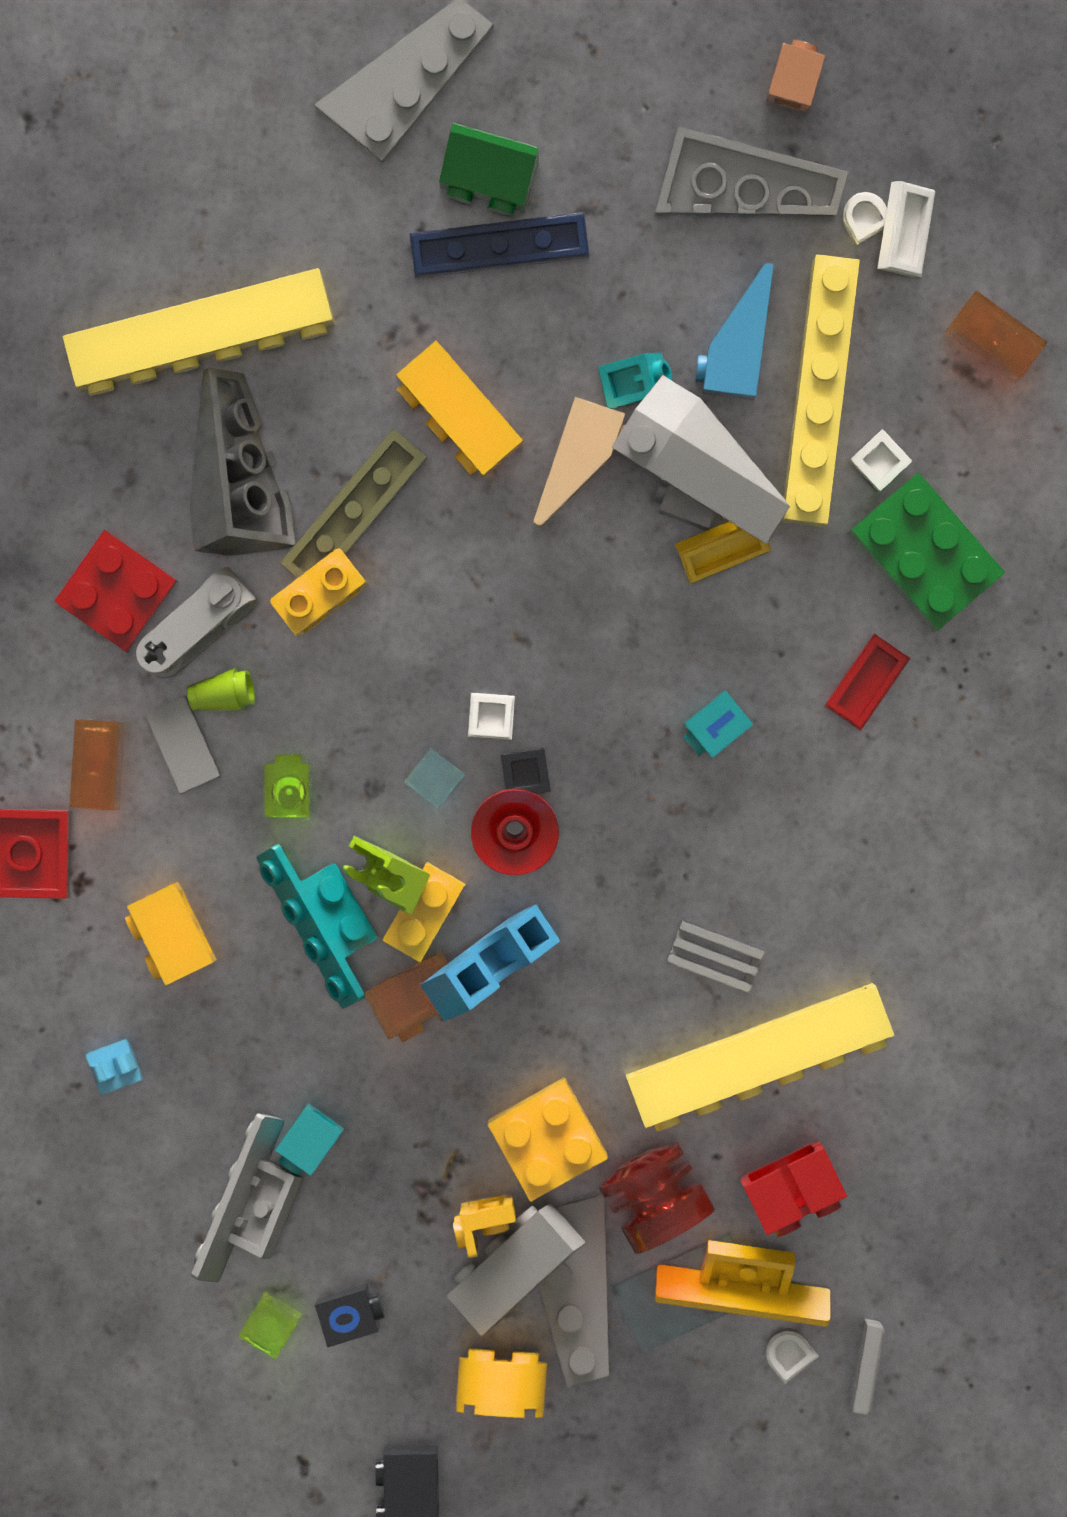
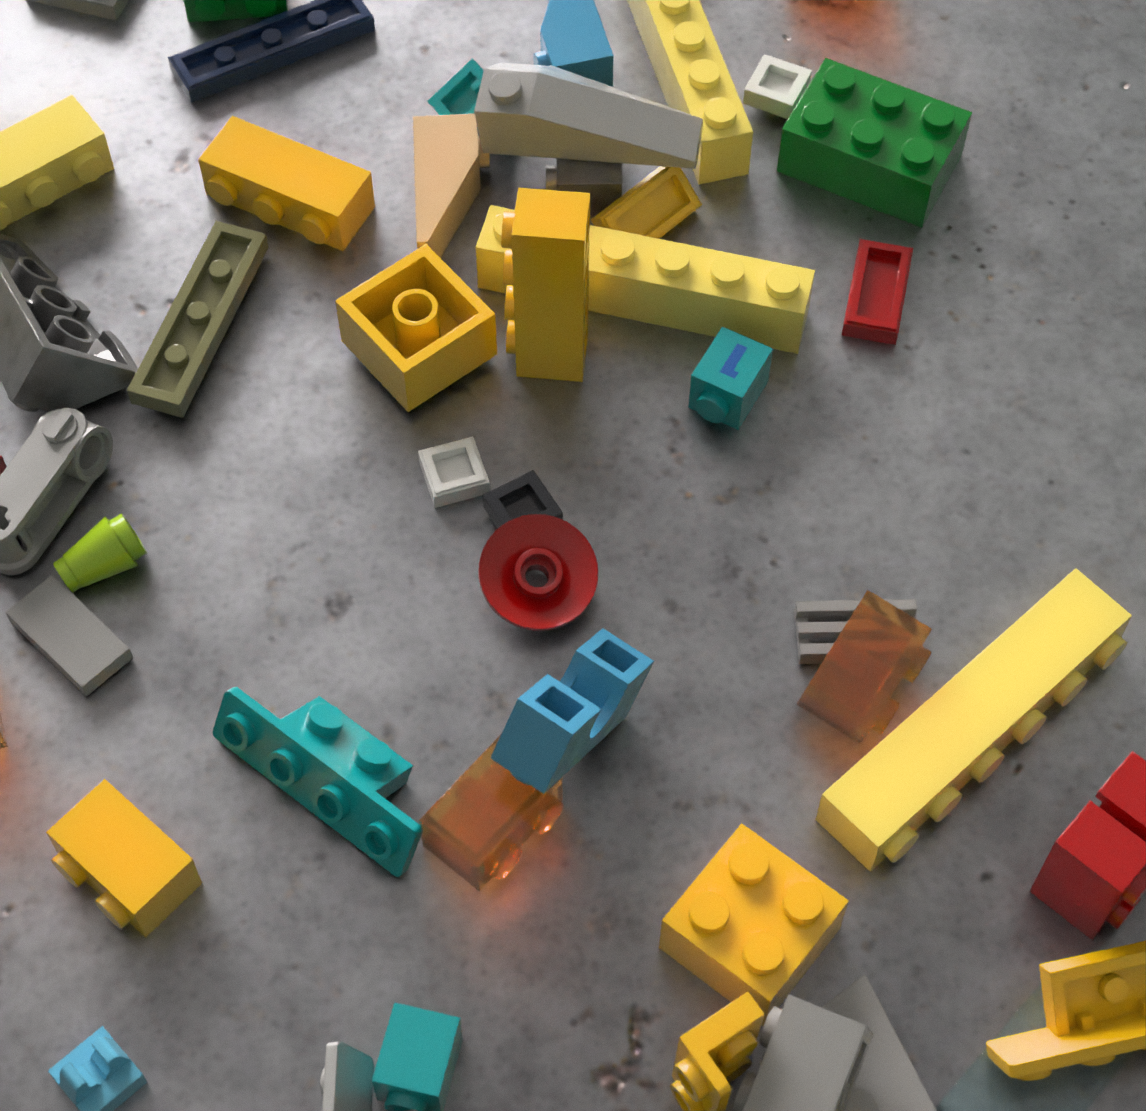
camera: 20 degrees left, 30 degrees down
(288, 787) = (225, 628): clear neon green brick -> none
(318, 592) = (189, 400): yellow bracket -> none
(388, 875) = (395, 658): lime hinge -> none
(417, 931) = (459, 701): yellow brick -> none
(434, 778) = (411, 560): clear light blue tile -> none
(506, 596) = (417, 327): none -> yellow brick
(601, 634) = (549, 283): none -> yellow brick
(659, 1202) = (939, 930): clear red wheel -> none
(692, 613) = (677, 284): none -> light yellow brick
(700, 997) = (865, 668): none -> clear orange brick

